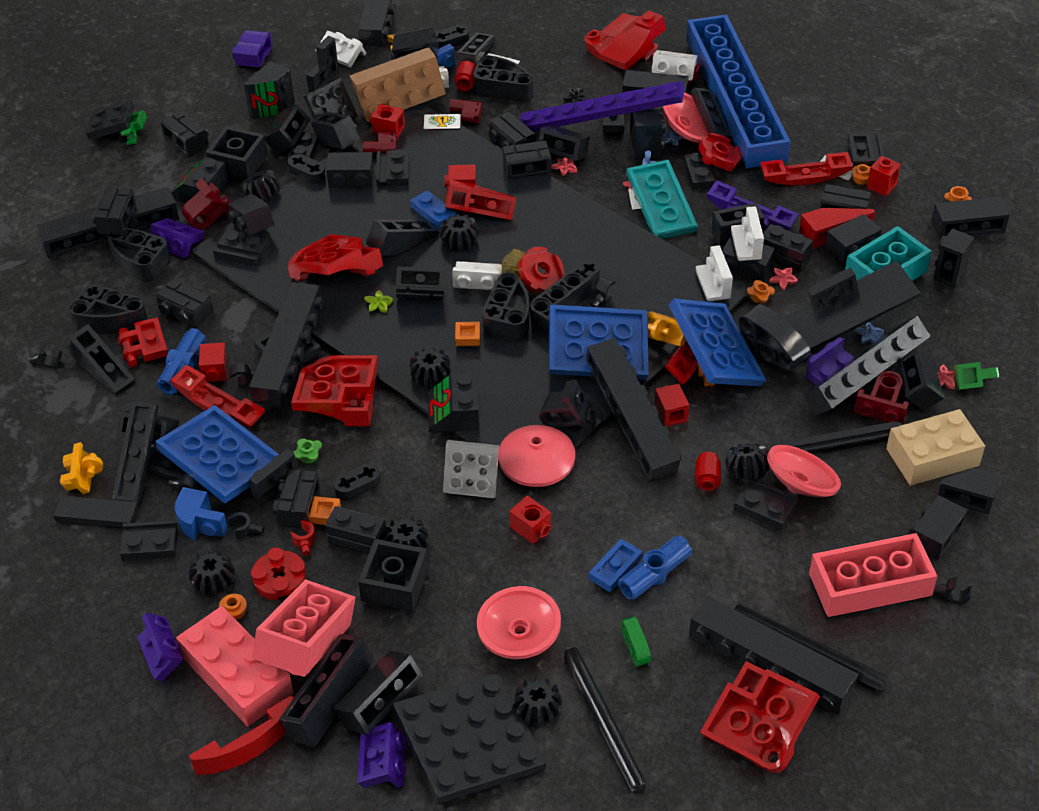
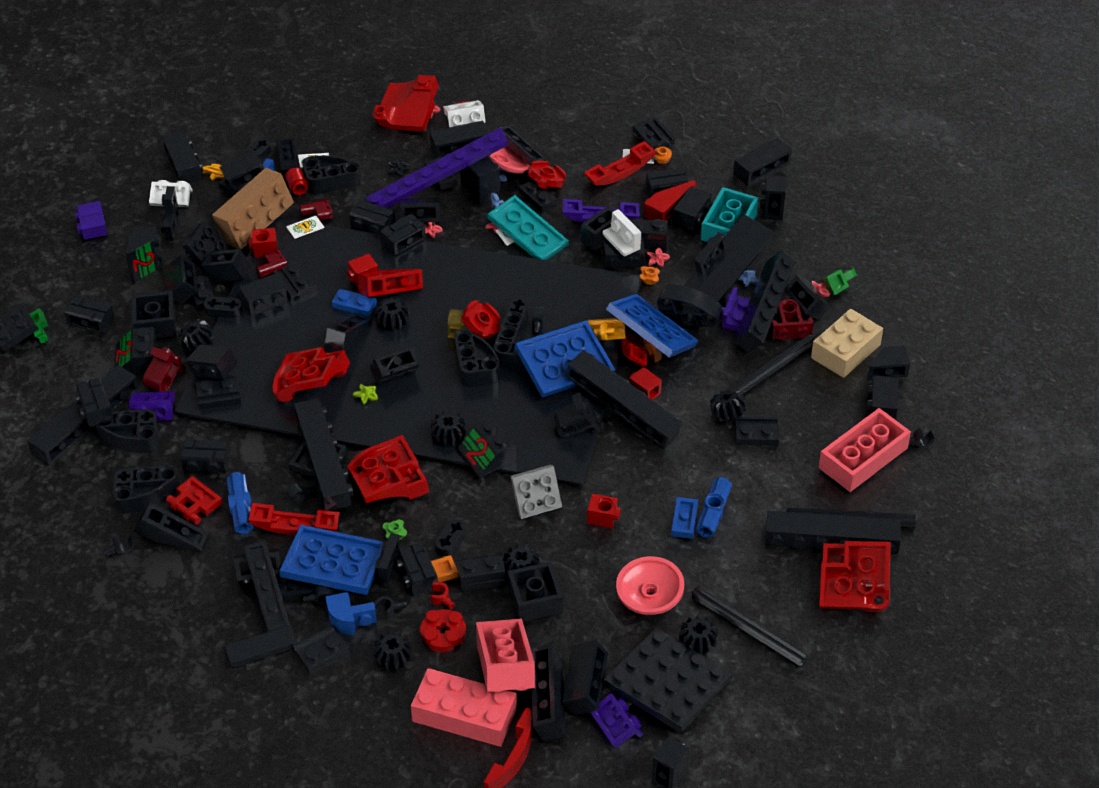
camera: 30 degrees left, 0 degrees up
(81, 468) = (227, 627): light orange hips -> none
(159, 646) = (397, 720): dark purple bracket -> none
(213, 361) = (267, 491): red brick -> none
(239, 603) = (426, 661): orange plate -> none
(467, 334) = (457, 391): orange plate -> none
(475, 275) = (431, 342): white bracket -> none
(536, 455) = (575, 462): coral dish -> none
(635, 641) = (735, 564): green beam -> none
(708, 471) = (703, 423): red brick -> none
(715, 276) = (614, 274): white bracket -> none
(738, 91) = (529, 118): blue brick -> none
(803, 472) = (772, 397): coral dish -> none
(883, 175) = (681, 150): red brick -> none
(957, 194) = (742, 147): orange plate -> none

